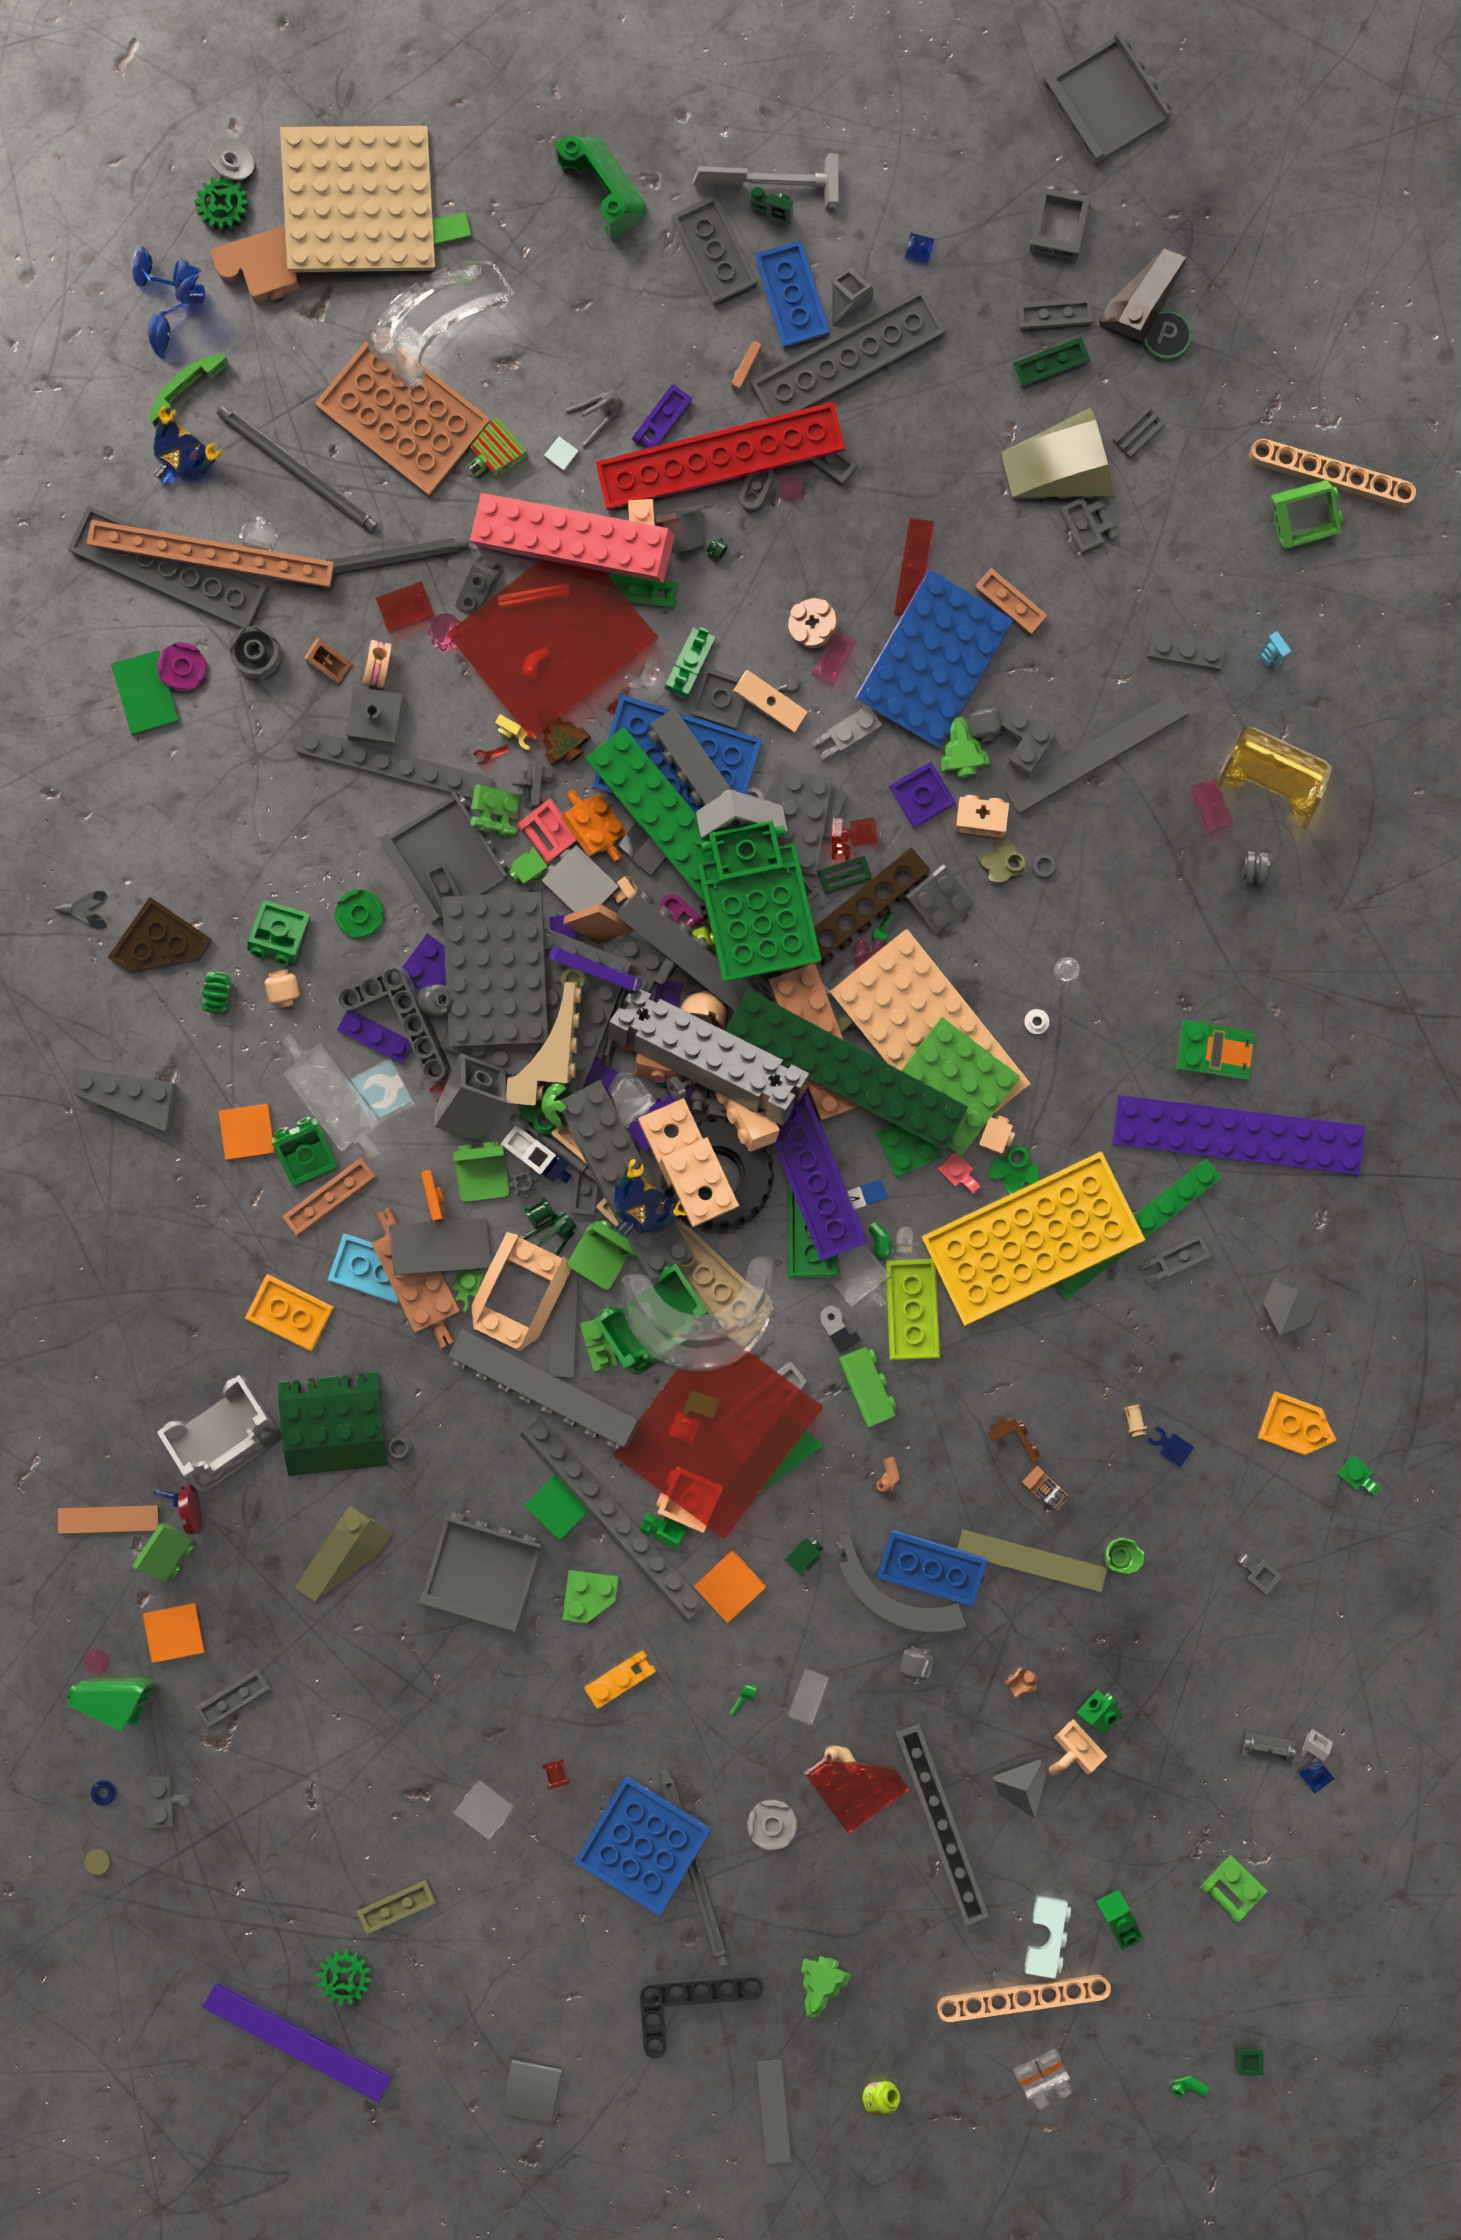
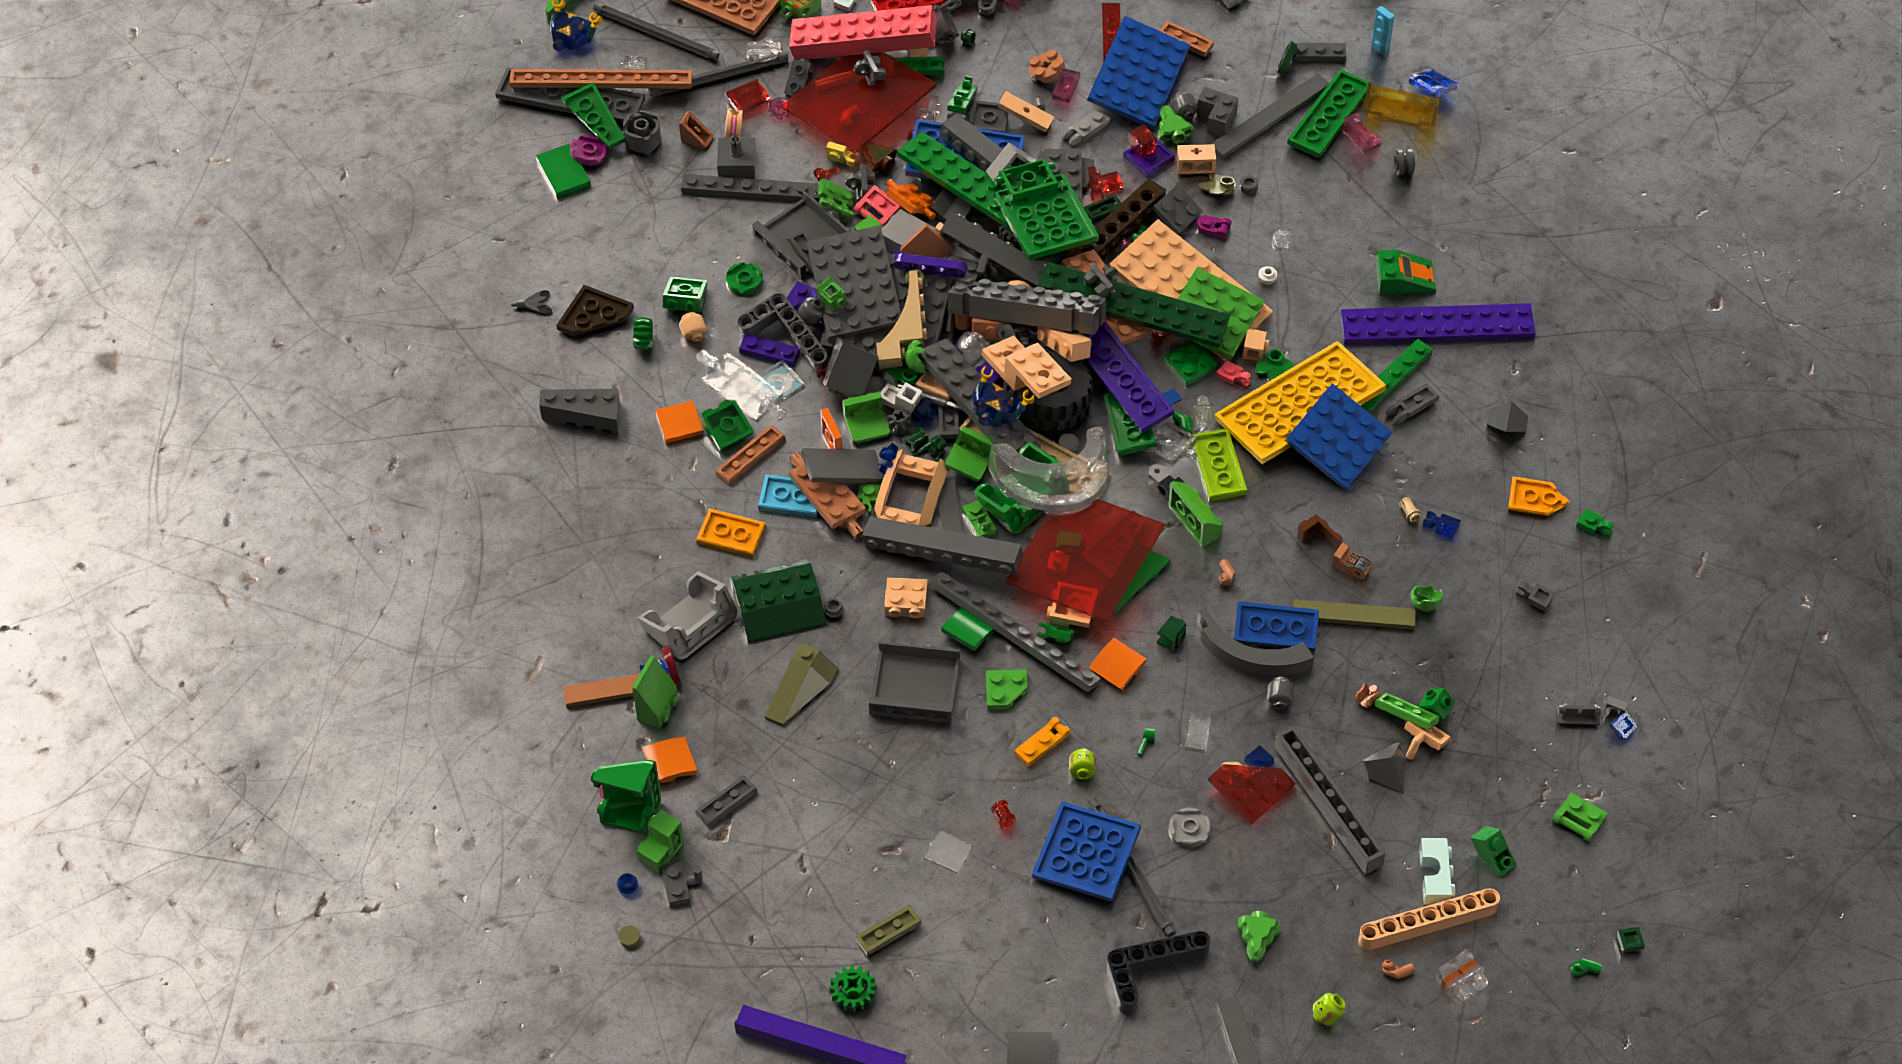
camera: 10 degrees left, 30 degrees down
(146, 1751) = (663, 841): none -> bright green brick
(193, 608) = (594, 113): none -> green wing
(432, 521) = (764, 50): none -> clear plate
(461, 983) = (836, 300): none -> bright green window
(489, 1446) = (906, 597): none -> light nougat plate
(498, 1238) = (886, 456): none -> clear blue plate
(568, 601) = (870, 68): none -> dark grey hips
(661, 1723) = (1082, 764): none -> lime head
(814, 1039) = (1106, 286): none -> dark grey hips
(873, 1746) = (1259, 757): none -> clear blue plate
(916, 781) = (1142, 141): none -> clear red brick
(971, 2056) = (1397, 972): none -> nougat arm
(976, 923) = (1207, 224): none -> magenta plate
(1062, 1716) = (1407, 711): none -> bright green tile
(1068, 1306) = (1338, 436): none -> blue plate
(1135, 668) = (1290, 52): none -> dark green plate
(1176, 764) = (1328, 114): none -> green plate
(1332, 736) = (1433, 82): none -> clear blue plate

